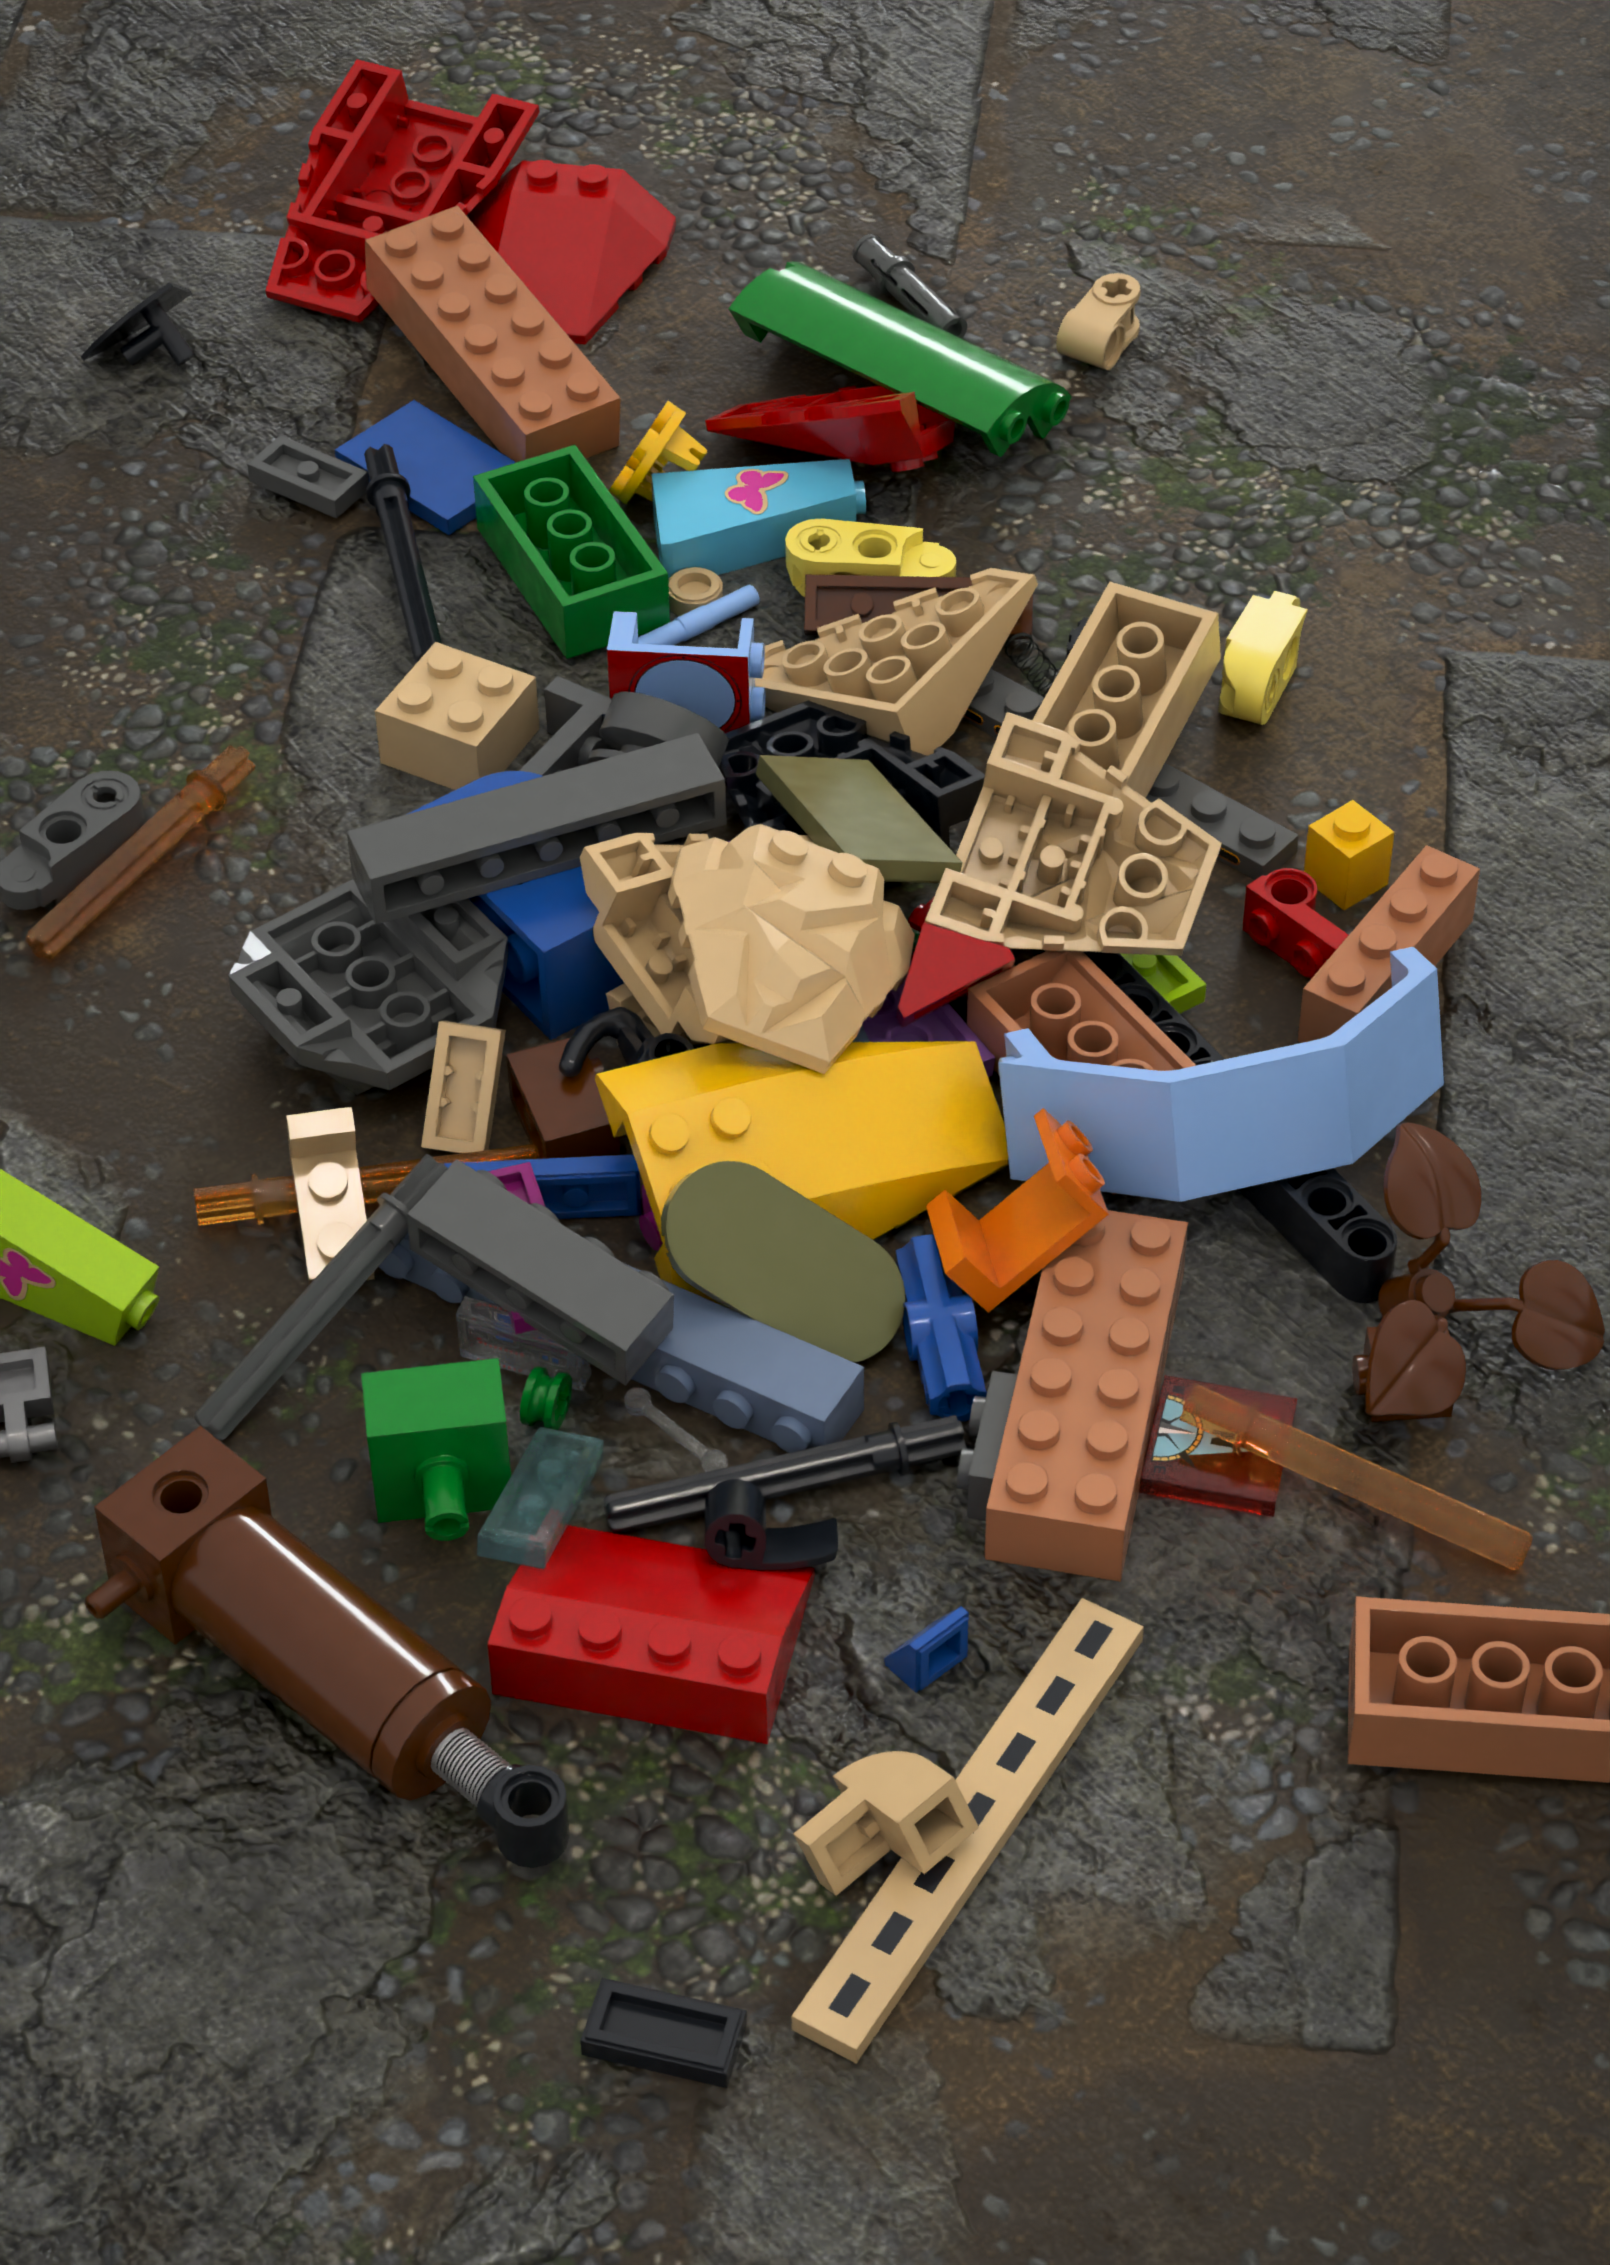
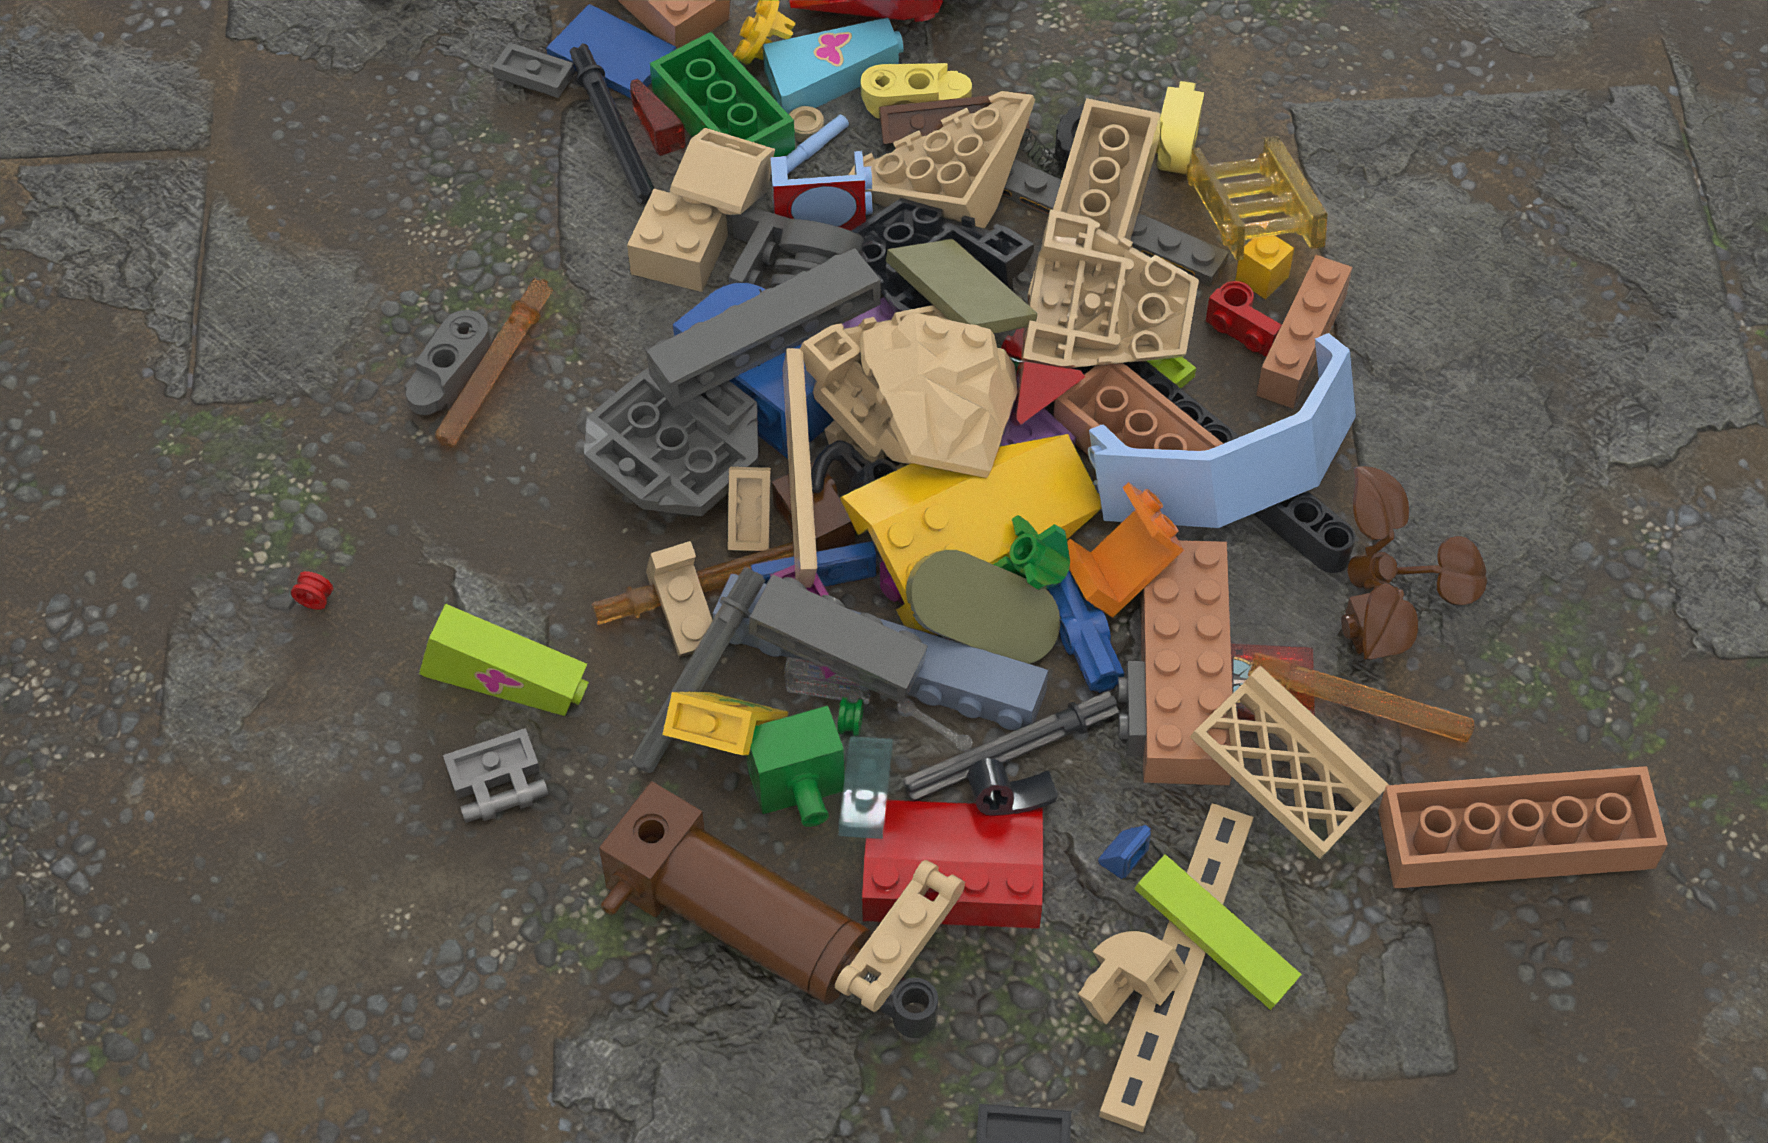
camera: 10 degrees left, 10 degrees up
(315, 1356) = (716, 720): none -> yellow panel
(473, 561) = (659, 122): none -> clear red slope
(527, 1701) = (900, 936): none -> tan plate
(539, 626) = (723, 172): none -> tan slope
(541, 1025) = (799, 467): none -> tan tile
(884, 1198) = (1038, 557): none -> green brick
(1043, 1781) = (1217, 931): none -> lime tile
(1247, 1523) = (1306, 742): none -> tan fence
(1399, 737) = (1282, 179): none -> clear yellow fence

